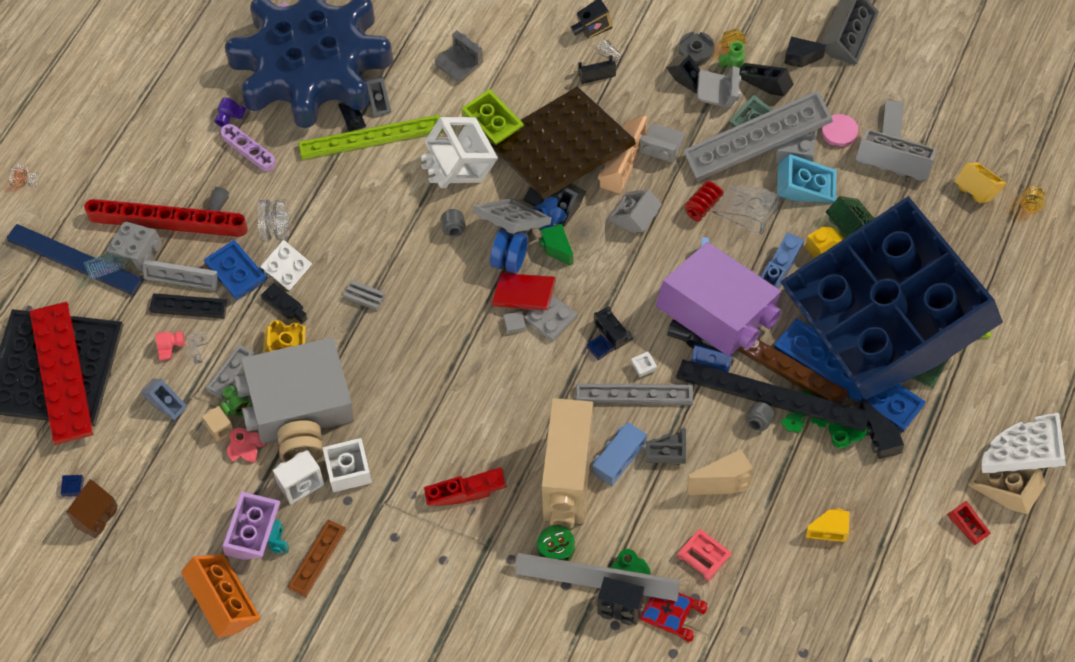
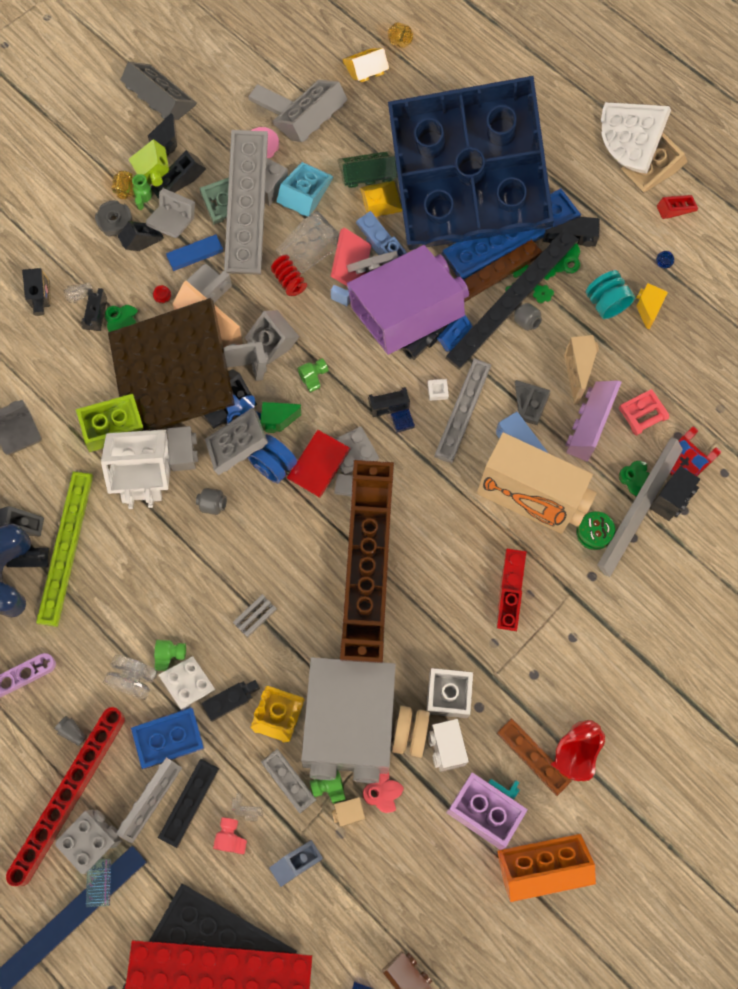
camera: 75 degrees left, 10 degrees up
(306, 239) = (165, 651): none -> bright green piece
(332, 589) = (579, 751): none -> red piece
(439, 359) = (367, 562): none -> reddish brown slope
(493, 183) = (181, 448): none -> light grey brick
(599, 94) = (124, 317): none -> green plate
(603, 196) = (248, 354): none -> light grey bracket
(610, 254) = (309, 374): none -> bright green piece
(637, 111) = (162, 294): none -> red plate
(671, 507) = (592, 419): none -> lavender slope
(693, 121) = (194, 252): none -> blue tile
(741, 255) = (372, 262): none -> light grey plate
(746, 242) = (349, 250): none -> coral tile
(763, 50) = (151, 162): none -> lime torso
(817, 479) = (610, 294): none -> teal wheel
(894, 527) = (665, 259): none -> clear blue plate

